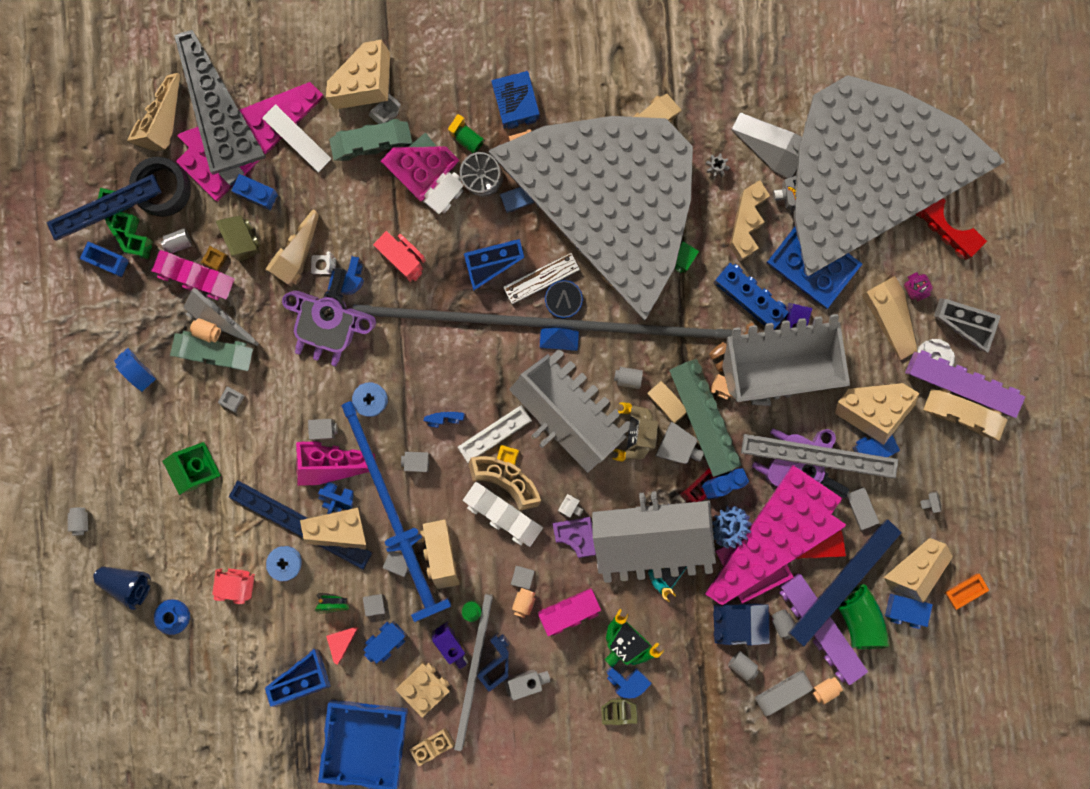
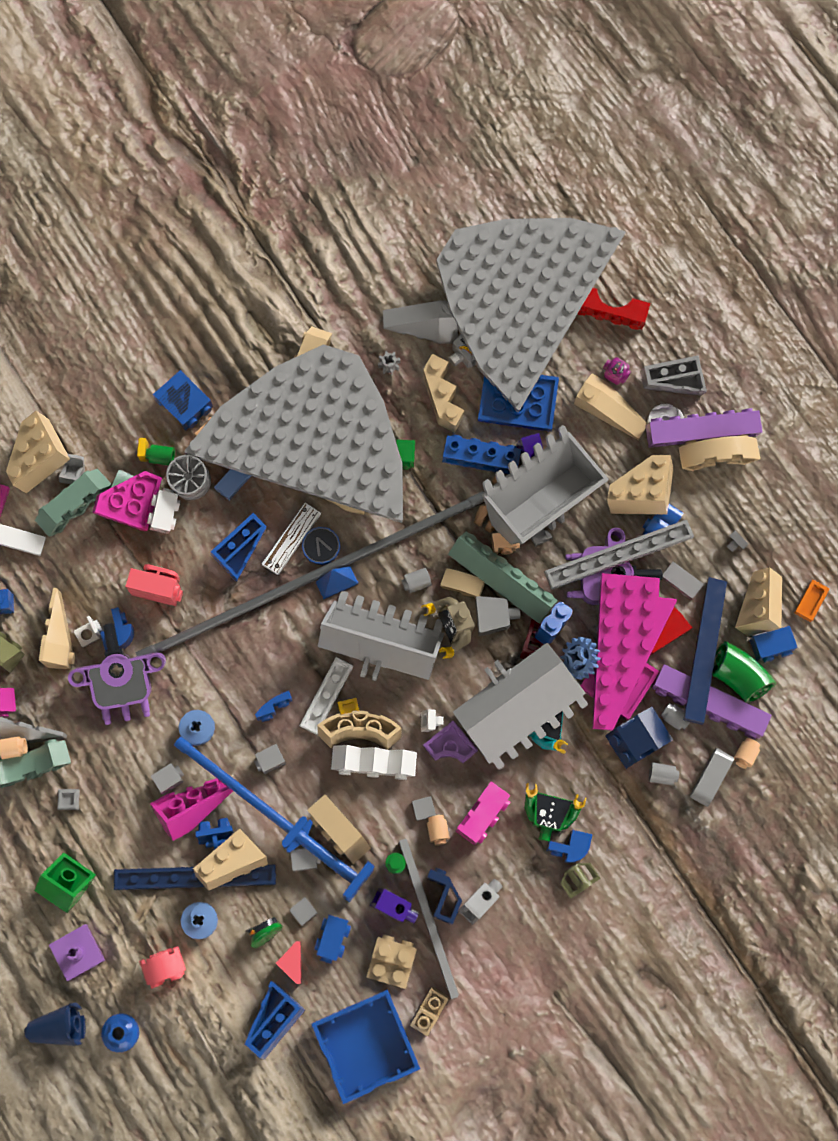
camera: 35 degrees left, 10 degrees down
(171, 531) = (77, 952): none -> medium lavender tile

